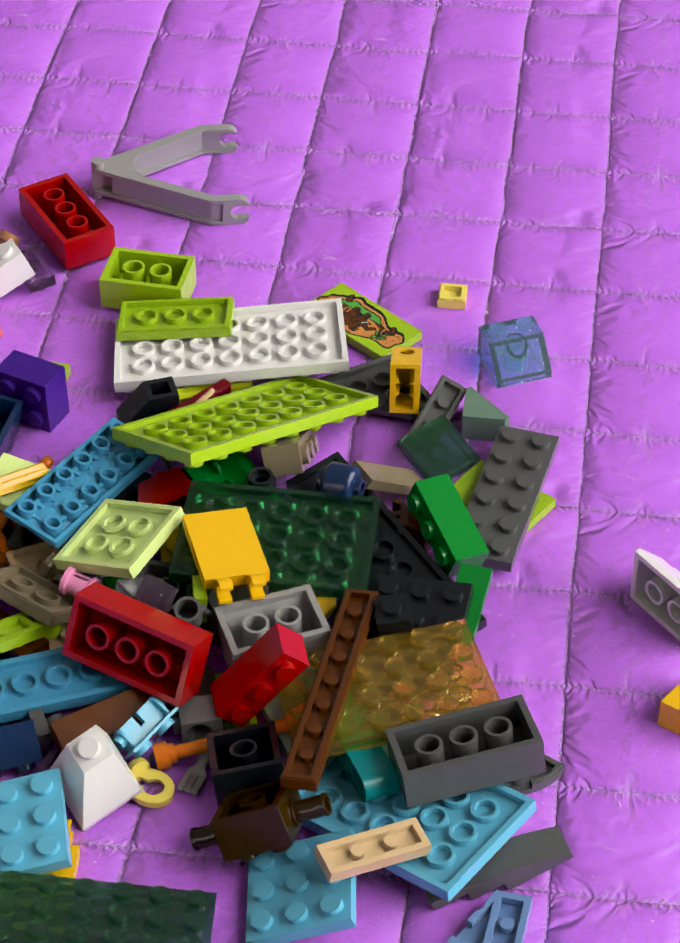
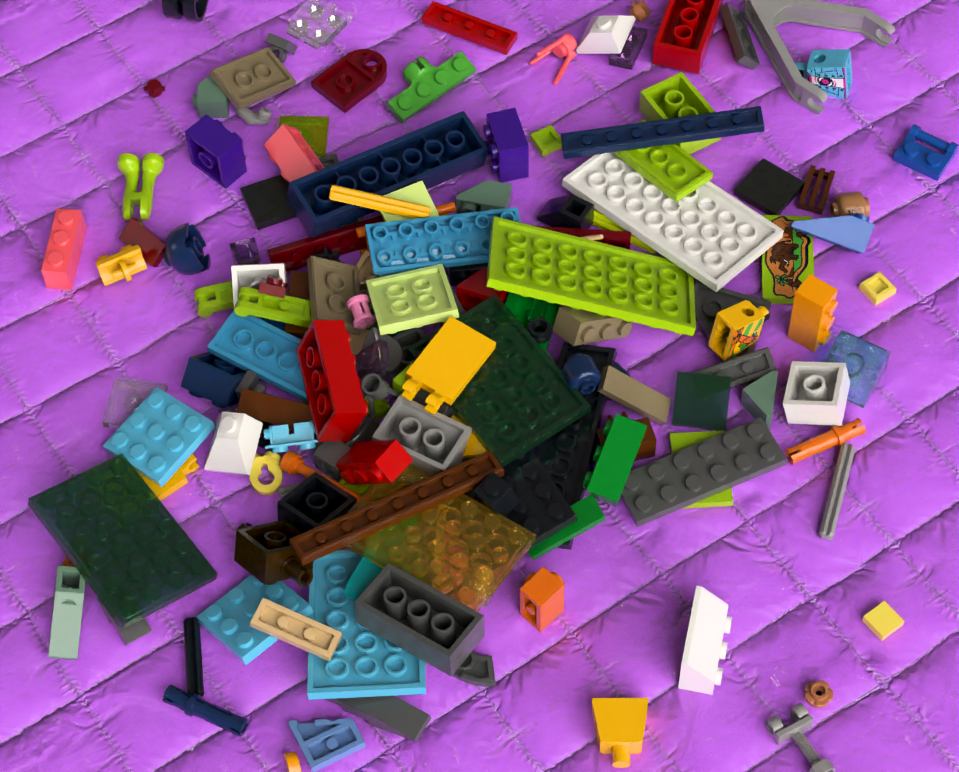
camera: 50 degrees right, 15 degrees up
(63, 438) = (484, 197): none -> sand green slope
(117, 209) = (739, 36): none -> dark grey plate
(156, 295) = (662, 132): none -> dark blue tile
(226, 176) = (829, 71): none -> medium azure torso
(280, 285) = (769, 188): none -> pearl dark grey tile
(322, 265) = (820, 174): none -> reddish brown tile
(355, 199) = (922, 158): none -> blue plate
(364, 257) = (849, 204): none -> medium nougat head
(386, 271) = (843, 231): none -> slope
(448, 327) = (812, 313): none -> light orange brick
(518, 380) = (816, 393): none -> white brick
(523, 666) = (542, 598): none -> orange brick
(564, 404) = (824, 441): none -> orange pin
(615, 438) = (837, 491): none -> light grey axle

